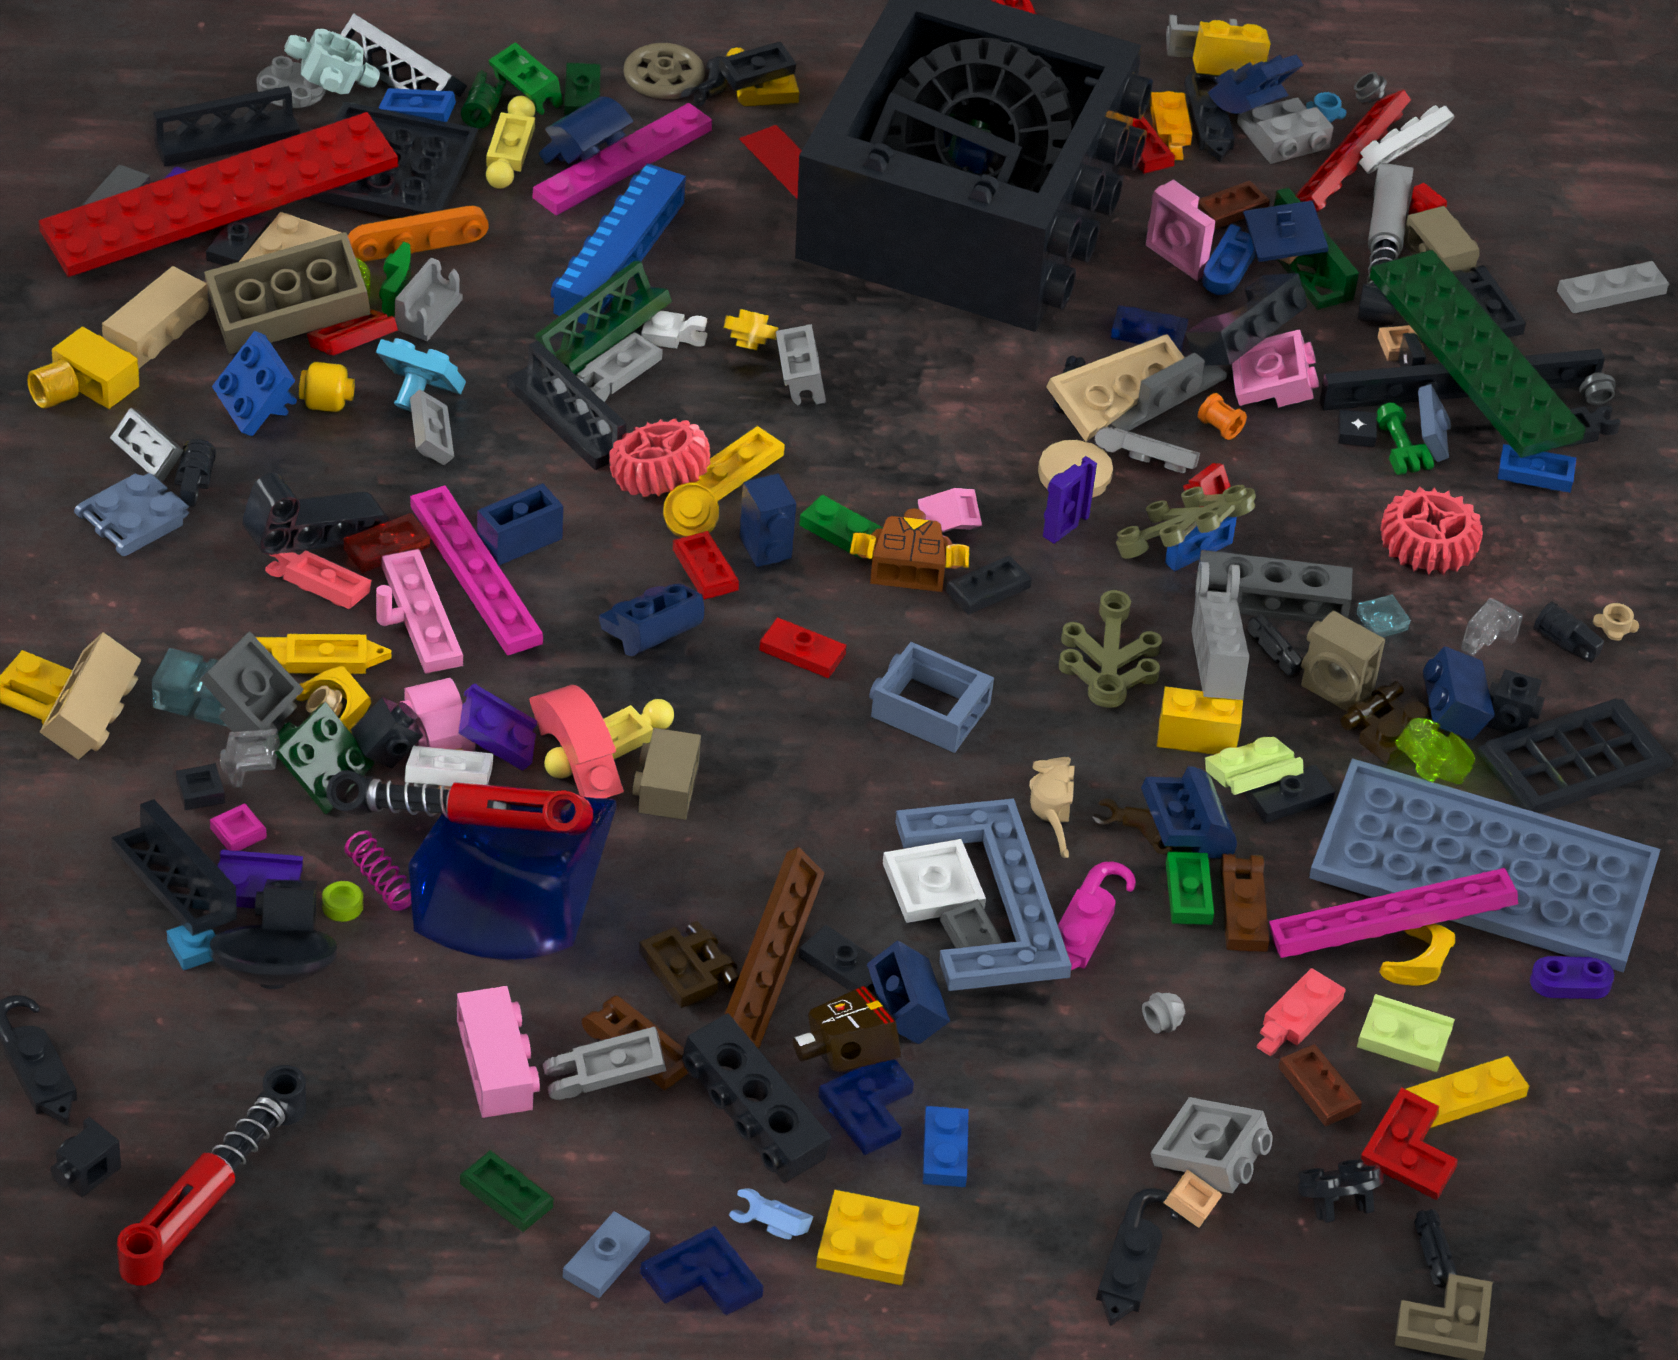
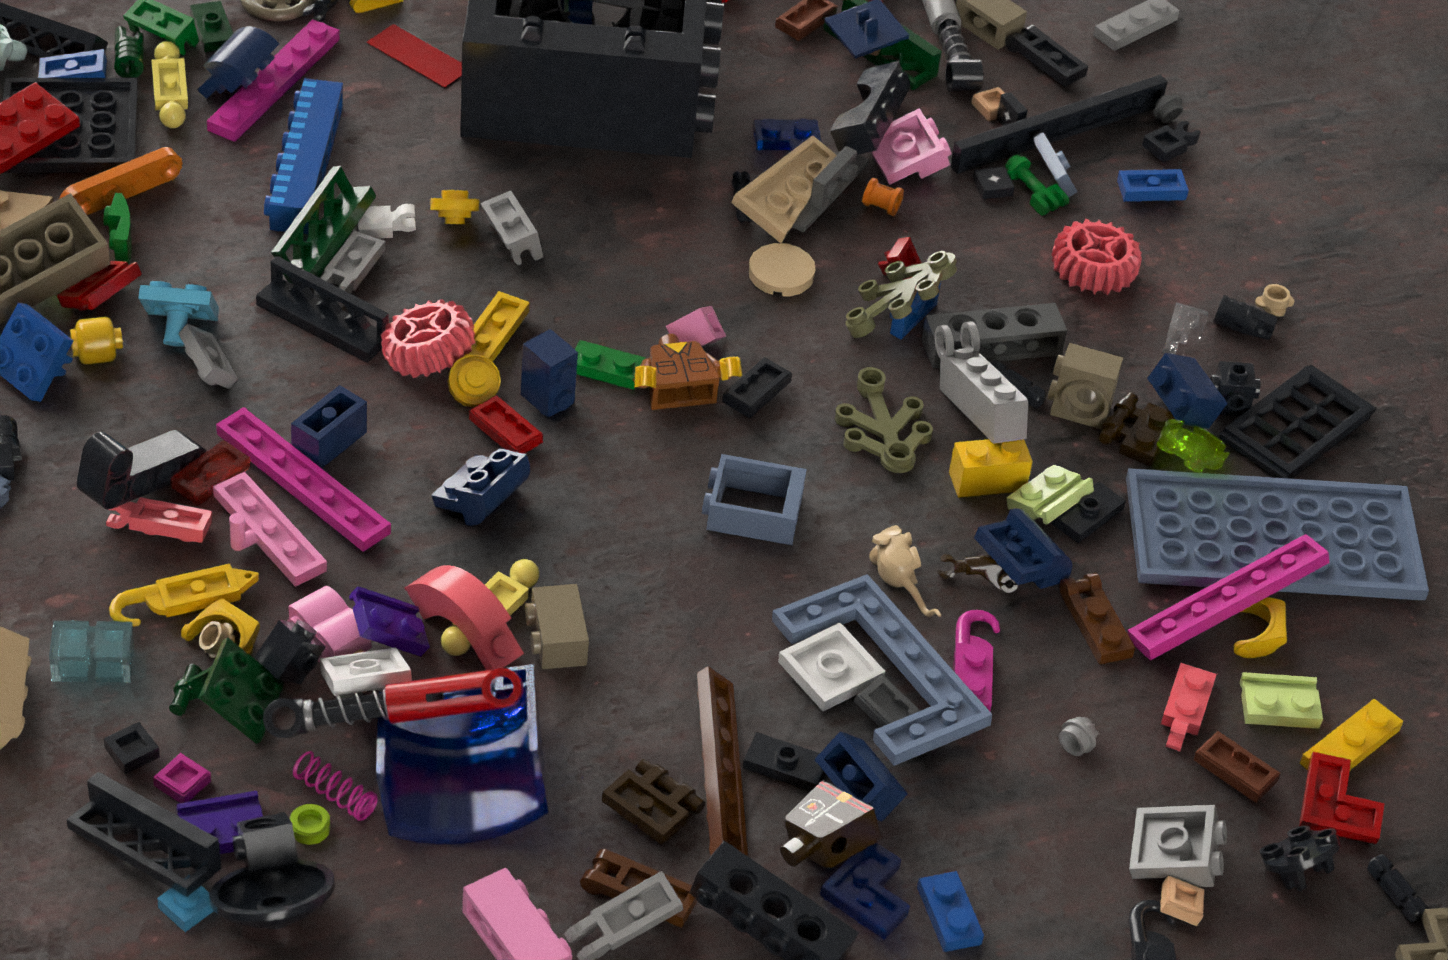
camera: 20 degrees left, 0 degrees up
(249, 753) = (169, 703): clear bracket -> none
(251, 687) = (149, 641): dark grey plate -> none
(427, 301) = (156, 242): light grey hinge -> none
(802, 647) = (622, 481): red plate -> none
(1069, 499) = (797, 296): dark purple plate -> none
(1144, 448) = (832, 238): light grey hinge -> none
(1180, 229) = (781, 44): bright pink plate -> none
(1189, 888) = (1048, 617): green plate -> none
(1229, 261) = (827, 64): blue plate -> none
(1383, 616) = (1093, 336): clear light blue plate -> none
(1477, 354) = (1069, 98): dark green plate -> none
(1572, 977) = (1387, 615): dark purple plate -> none

